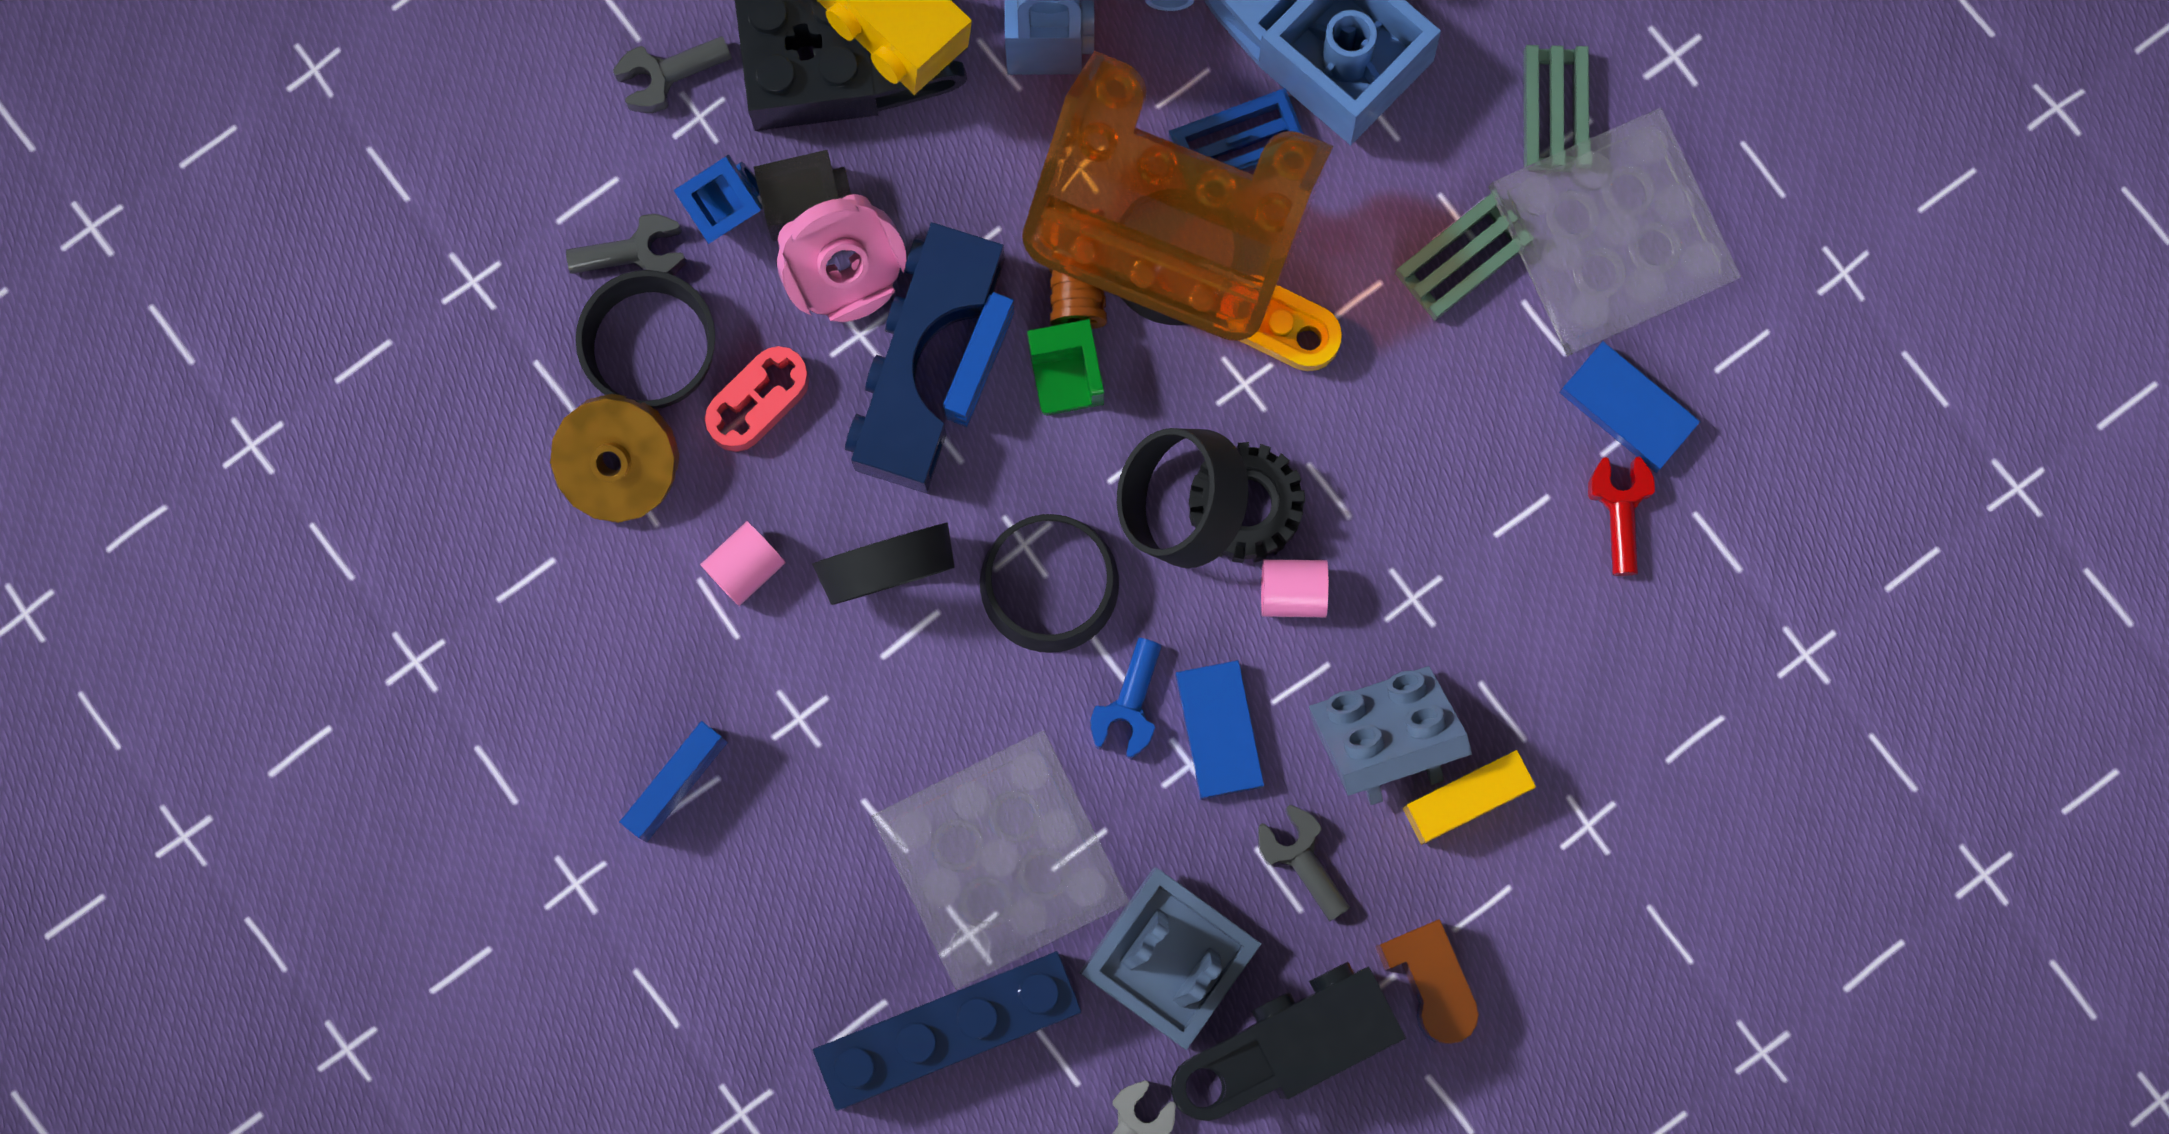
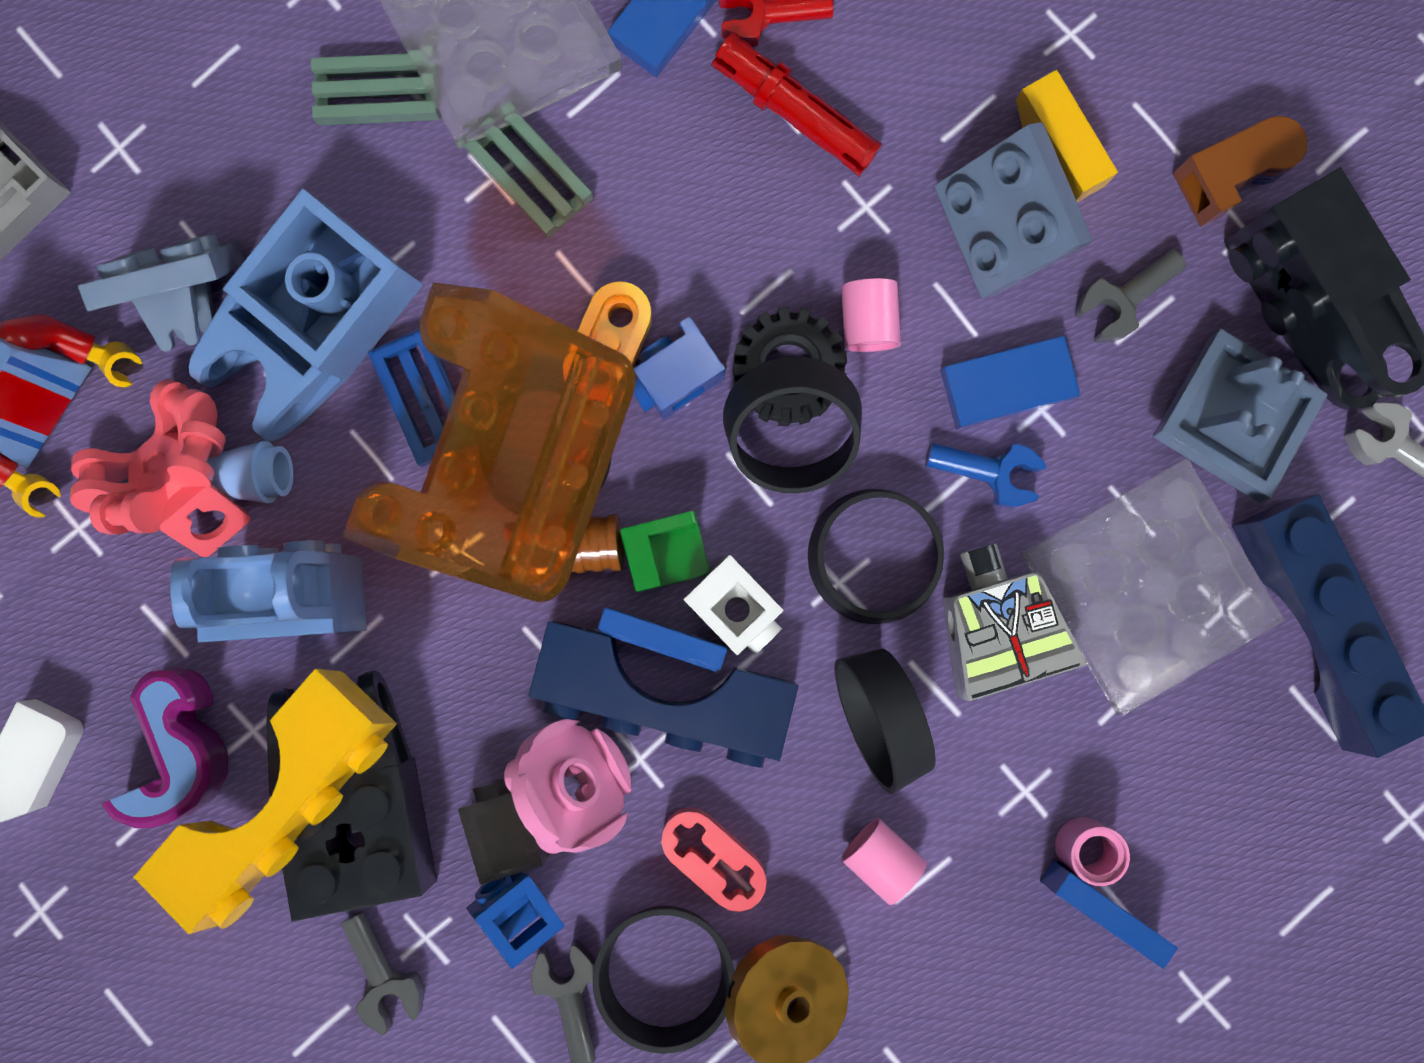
camera: 95 degrees left, 5 degrees up
(720, 754) = (1112, 862): none -> bright pink beam
(967, 698) = (1004, 629): none -> torso
(1012, 409) = (728, 582): none -> white brick
(1247, 388) = (676, 371): none -> brick
(1528, 517) = (787, 97): none -> red pin

